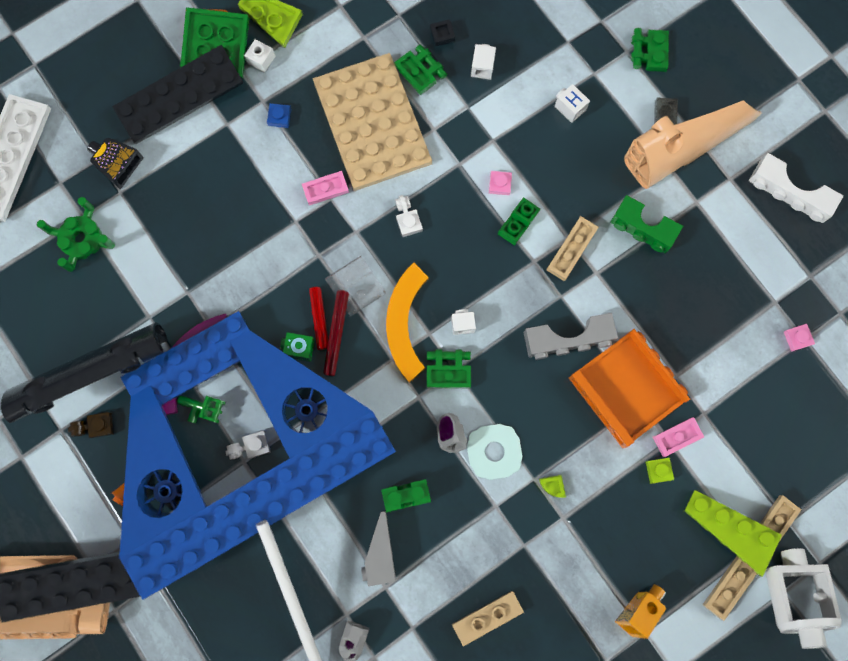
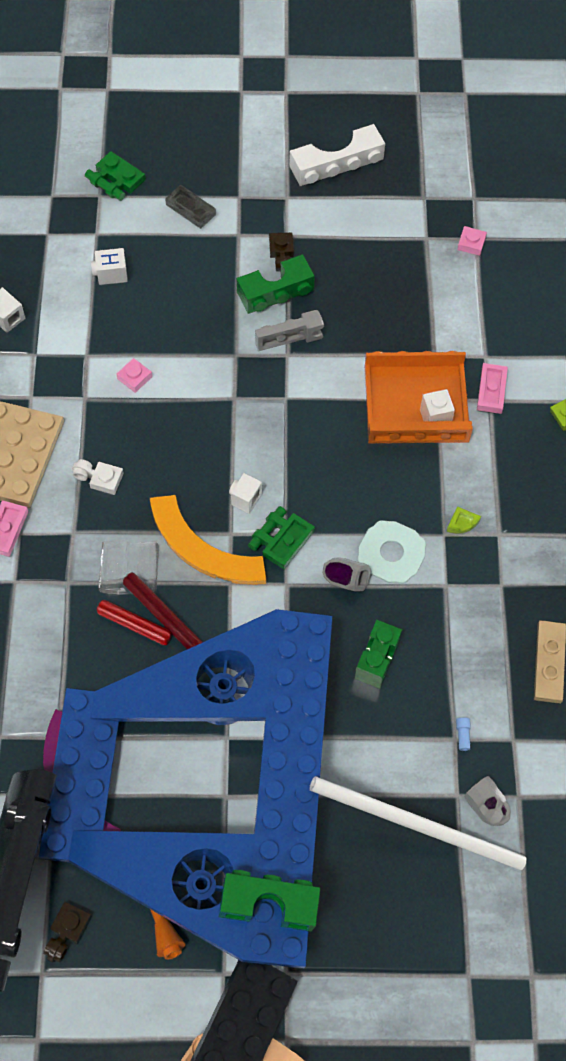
camera: 55 degrees left, 15 degrees down
(173, 567) = (296, 900): none -> green arch
(208, 409) = (142, 791): green arm -> none
(254, 445) = (216, 772): white plate -> none
(298, 346) = (147, 654): green brick -> none
(379, 560) = (420, 718): light grey slope -> none
(397, 587) = (463, 728): none -> light blue piece
(519, 221) = (185, 384): green slope -> none
(543, 341) = (319, 435): light grey arch -> none
(572, 248) = (249, 357): tan plate -> none
(627, 272) = (290, 331): none -> light grey plate
(627, 410) = (437, 406): none -> white brick
(659, 470) = (512, 424): lime plate -> none
(673, 146) = (224, 207): light nougat panel -> none
(682, 205) = (281, 247): none -> dark brown plate

